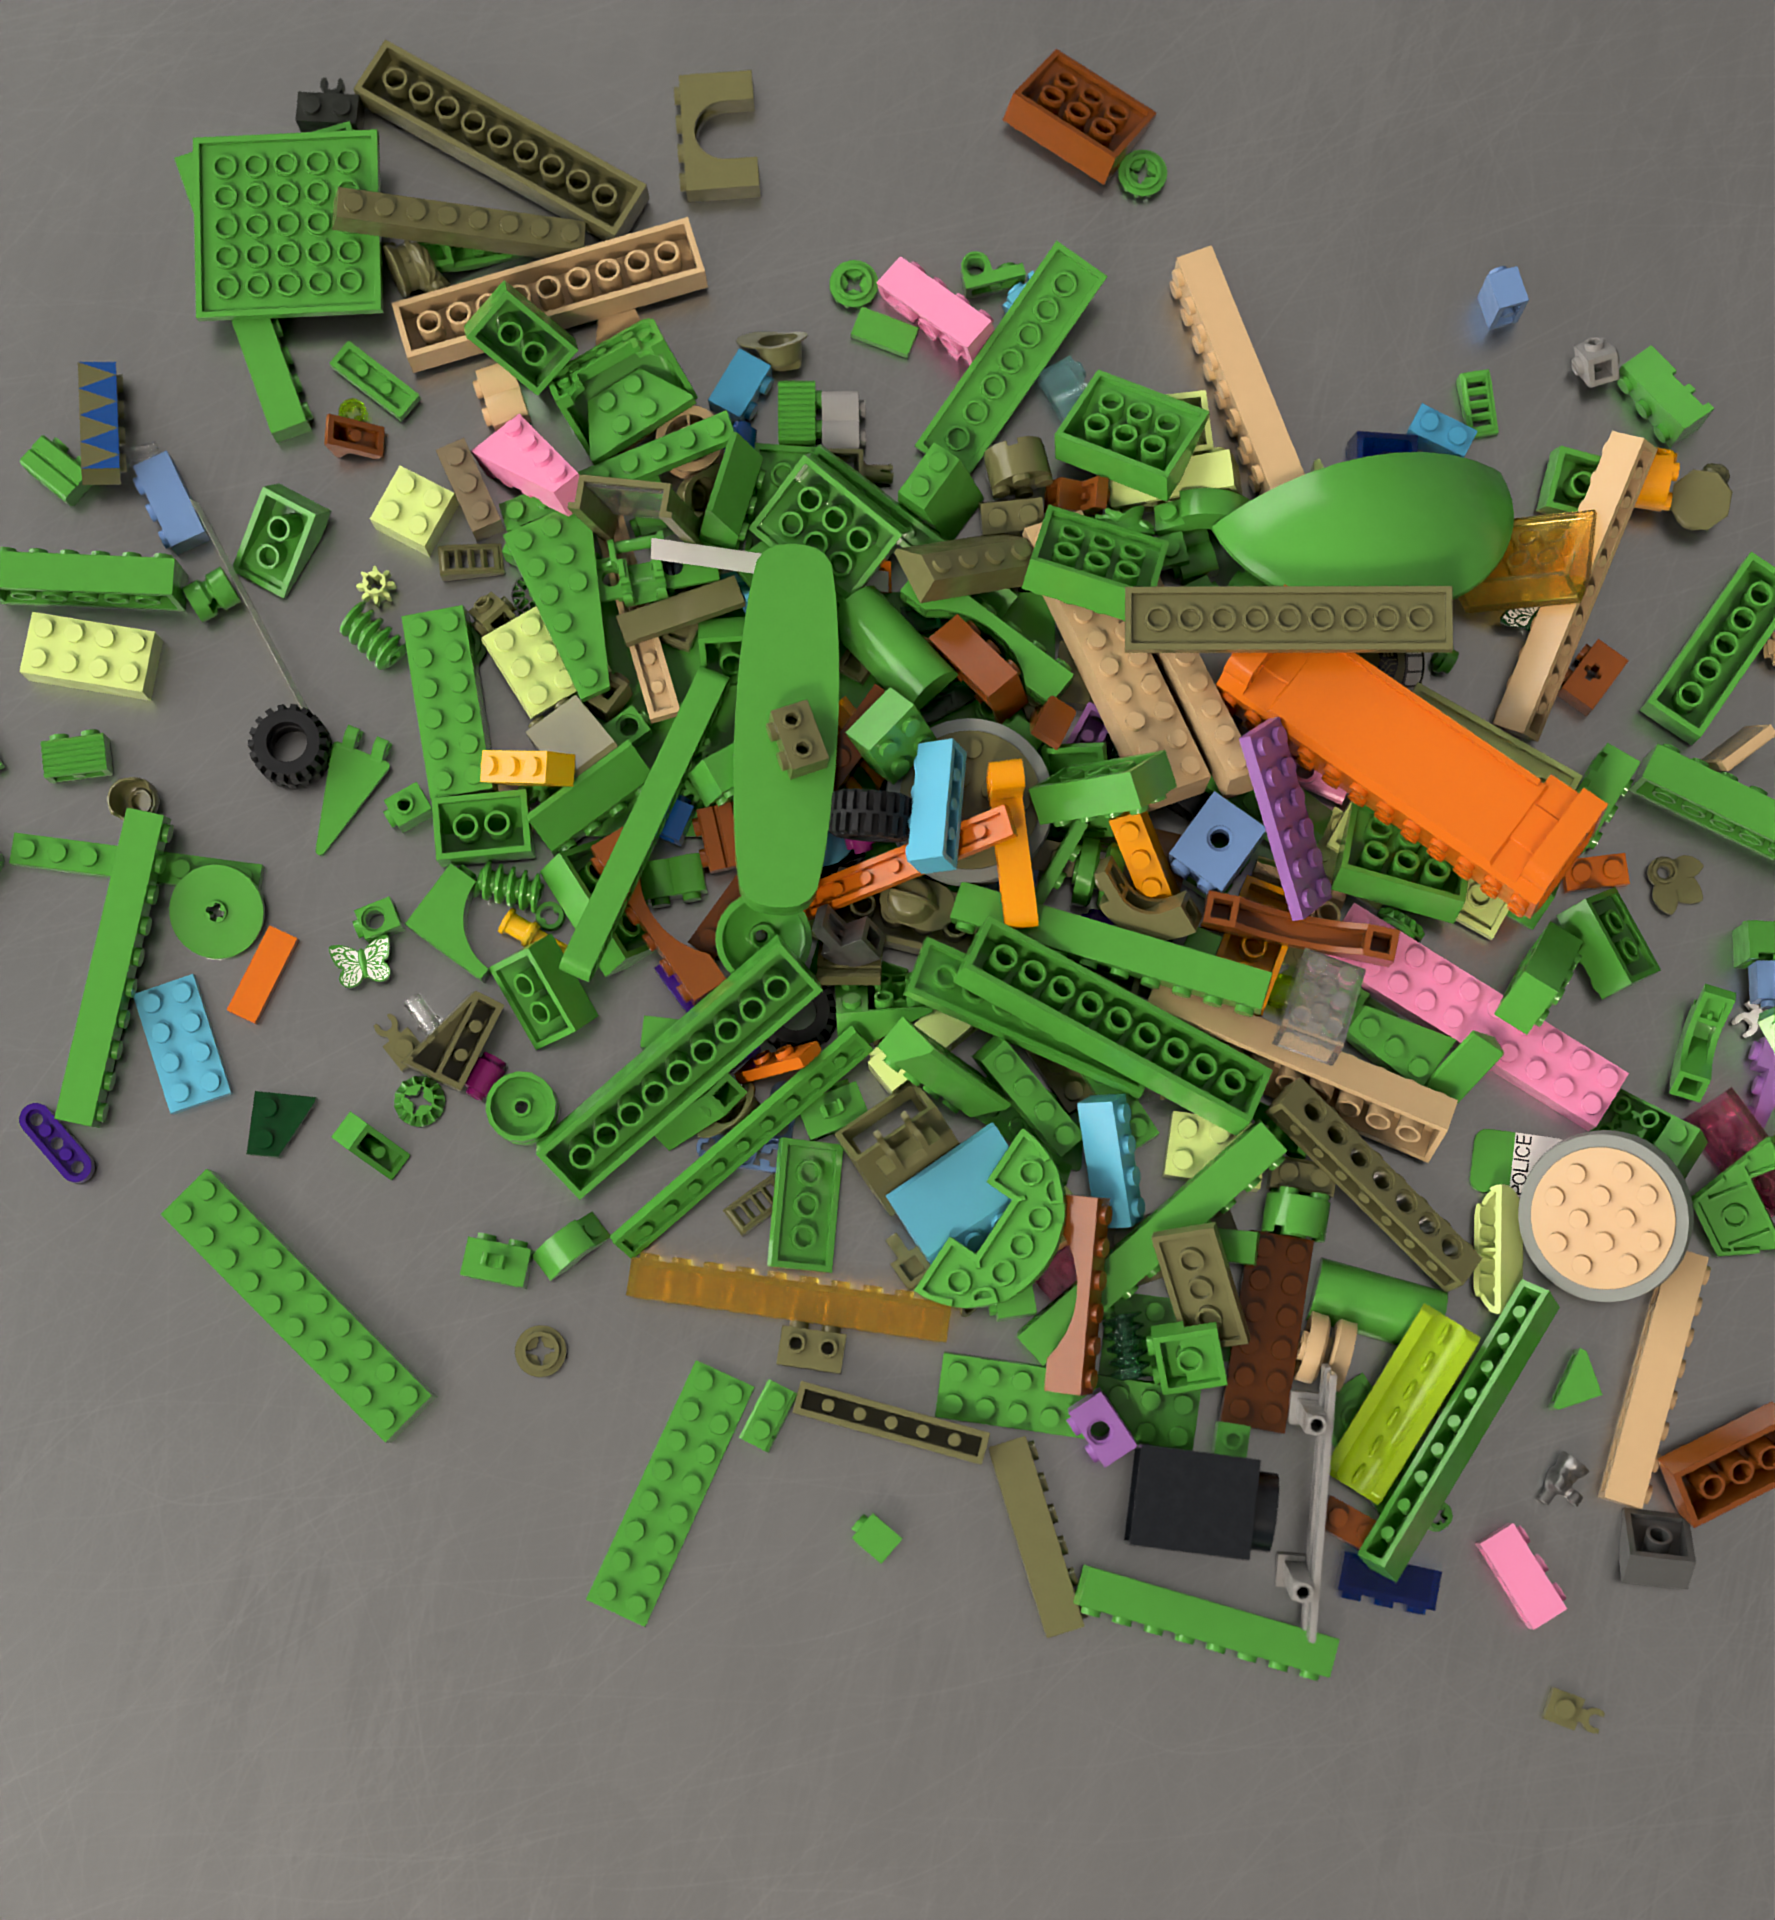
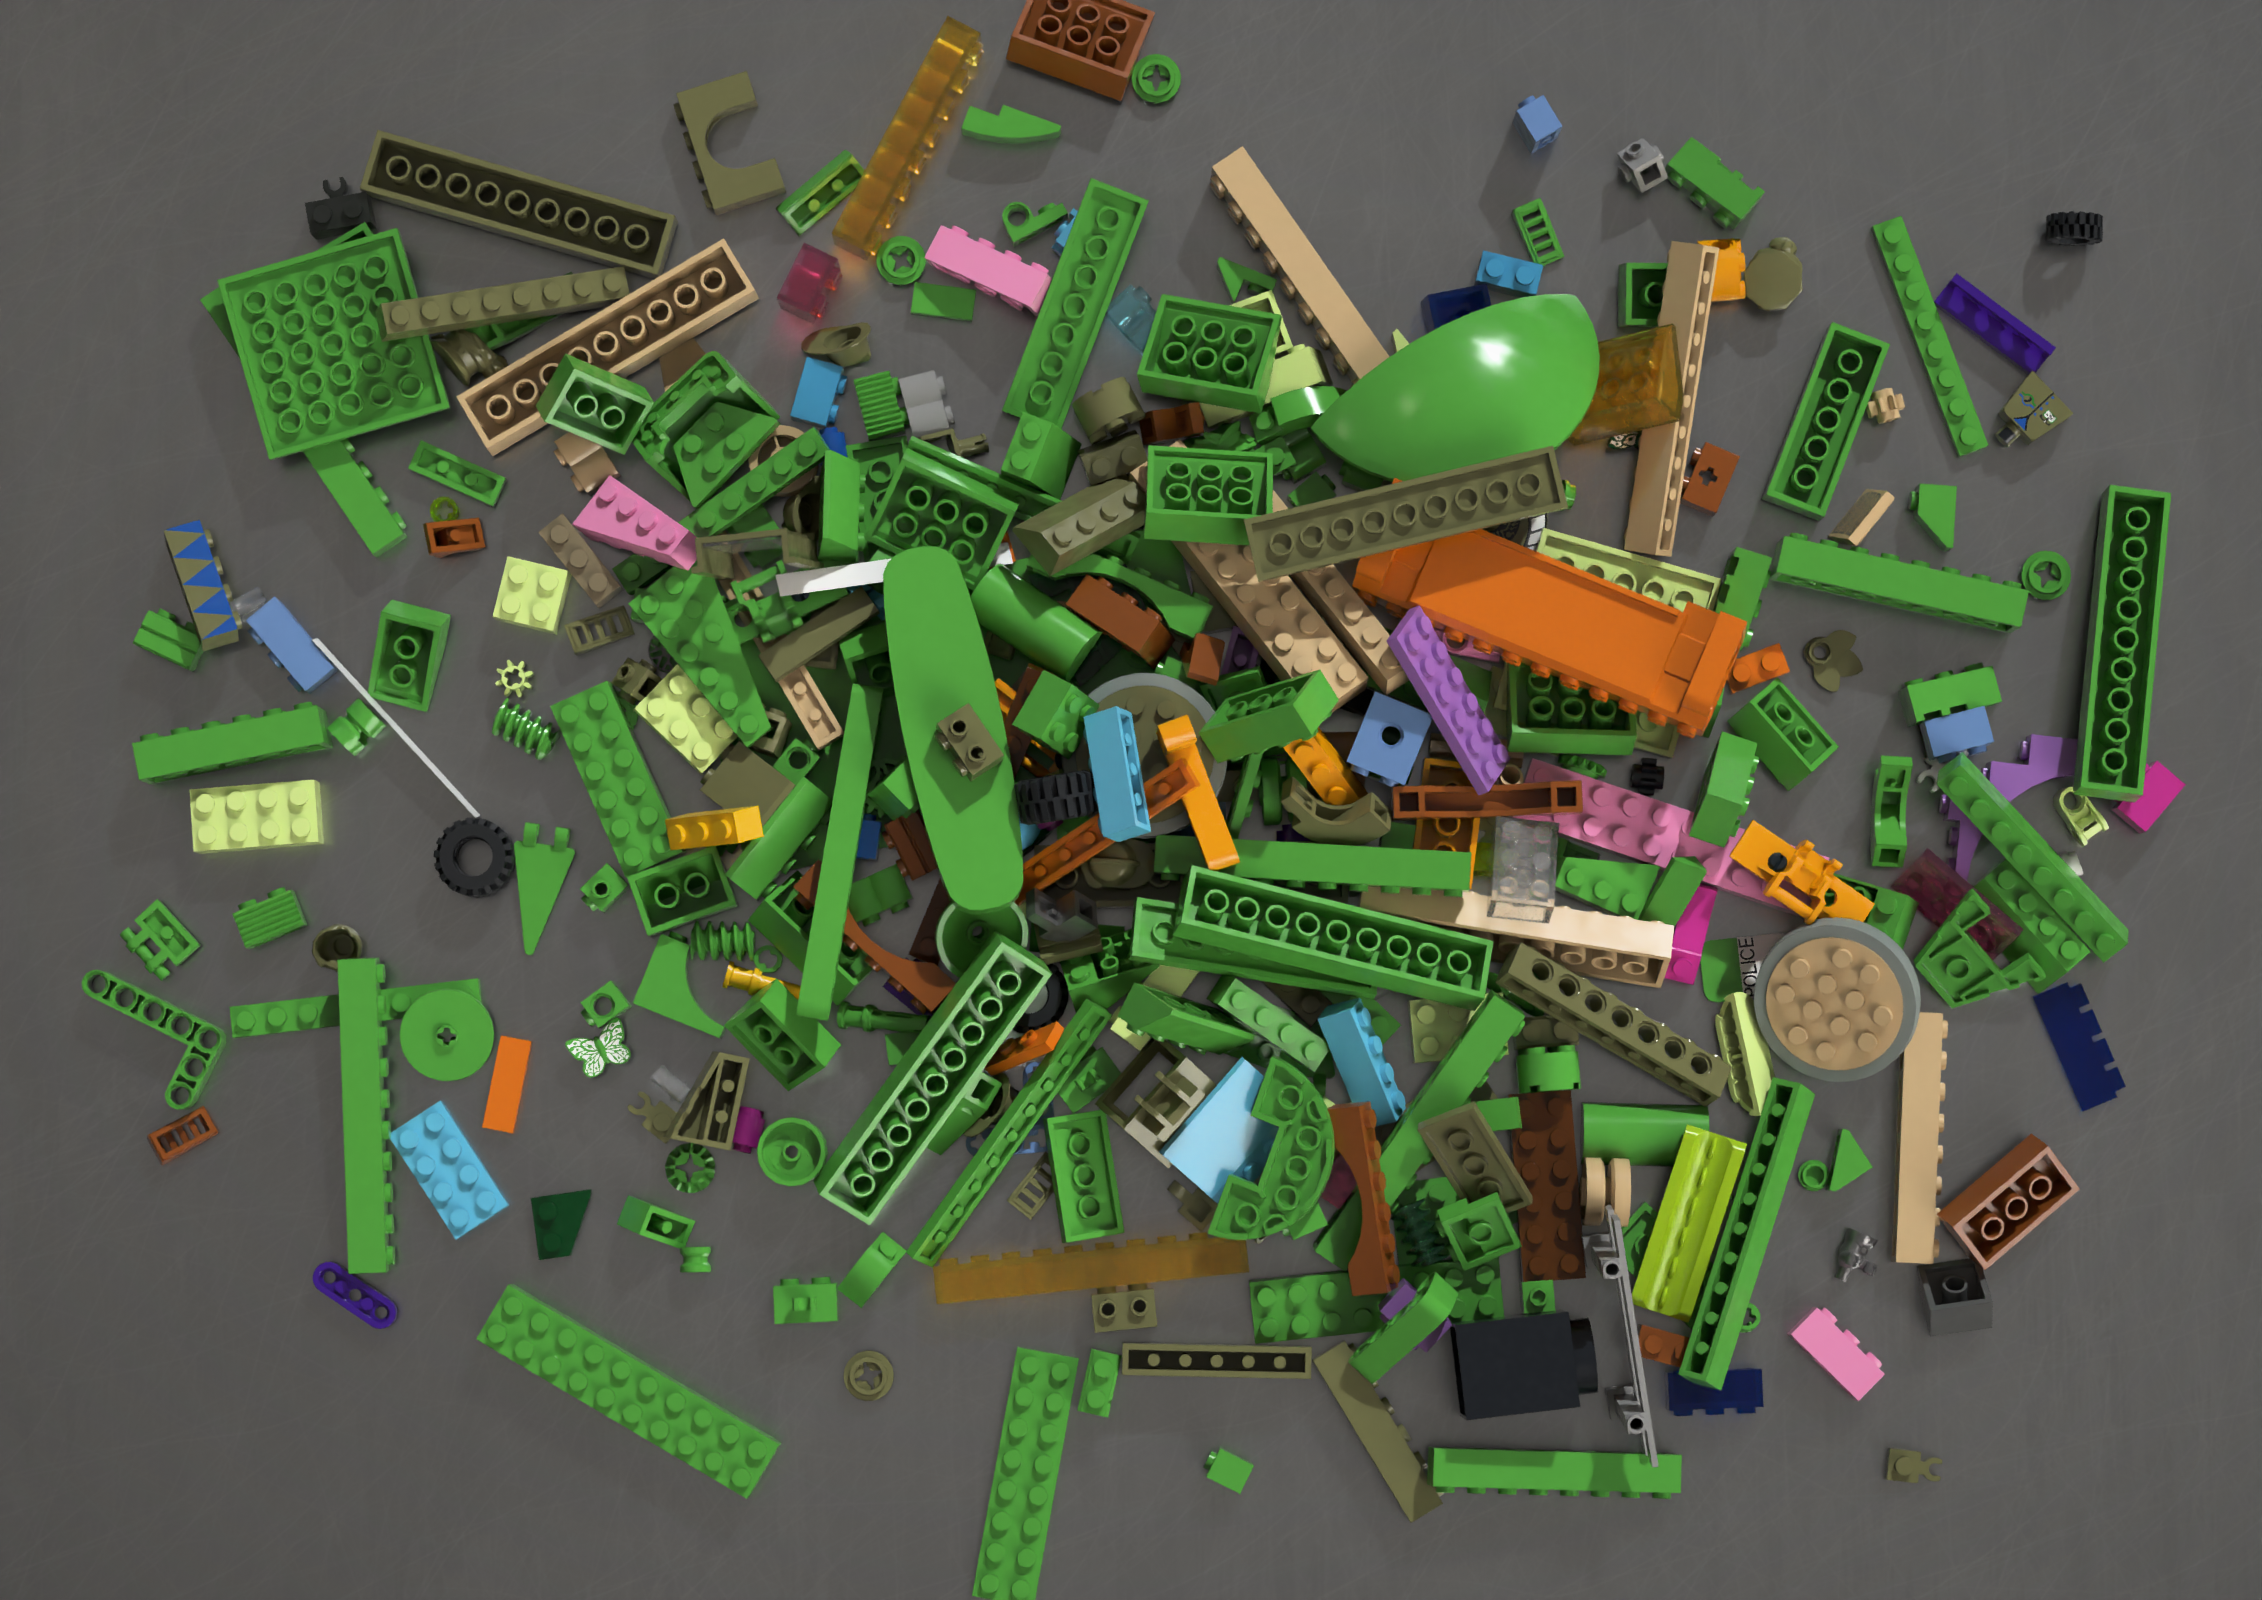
camera: 20 degrees left, 5 degrees up
(399, 1191) = (695, 1259): none -> bright green wheel
(635, 997) = (871, 1018): none -> bright green pin
(759, 280) = (810, 283): none -> clear pink brick
(795, 204) = (821, 192): none -> bright green slope
(889, 169) = (908, 138): none -> clear yellow brick
(989, 183) = (1008, 127): none -> bright green slope
(1090, 1437) = (1405, 1329): none -> bright green beam
(1175, 373) = (1236, 275): none -> bright green slope
(1464, 950) = (1647, 776): none -> black gear
(1471, 1117) = (1690, 935): none -> dark pink slope
(1538, 1389) = (1813, 1175): none -> bright green plate
(1602, 1077) = (1804, 869): none -> light orange piece

